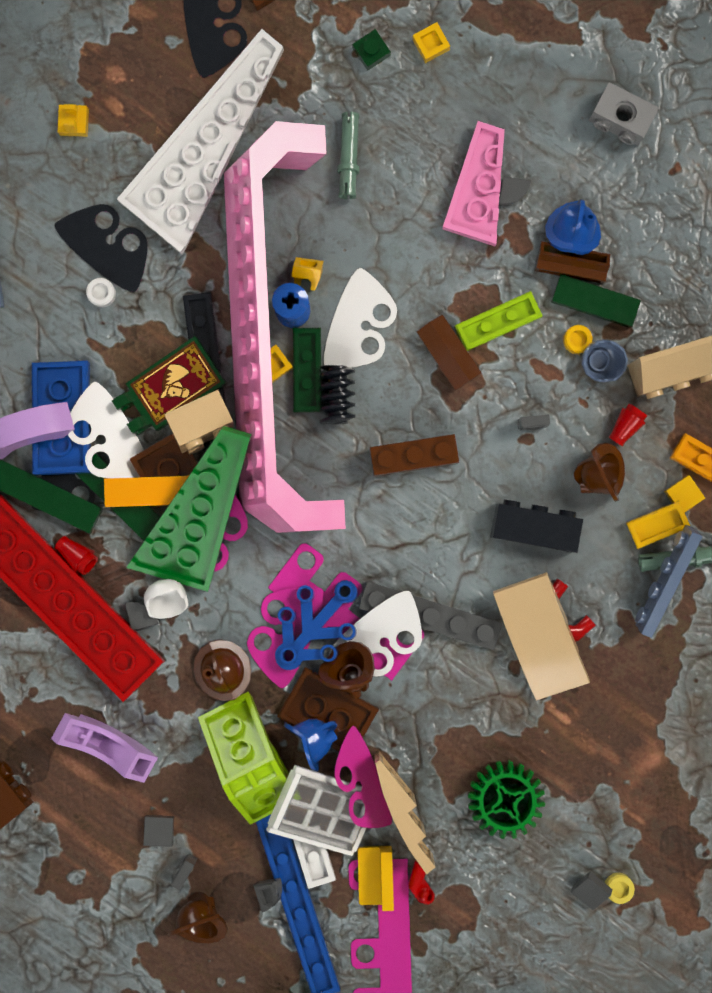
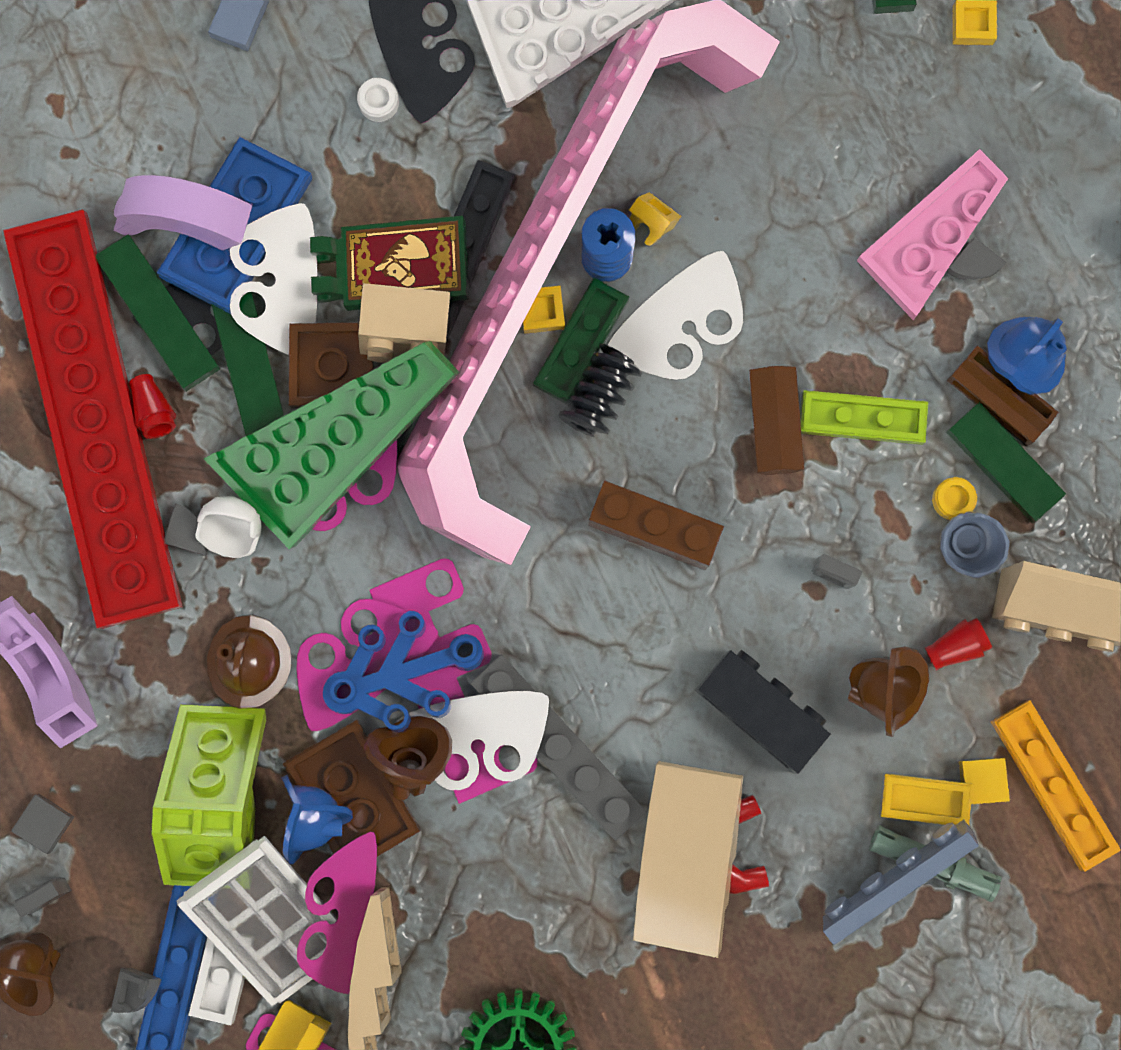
camera: 30 degrees right, 5 degrees down
(141, 490) = (278, 370): light orange tile -> none
(348, 164) = (780, 117): sand green pin -> none

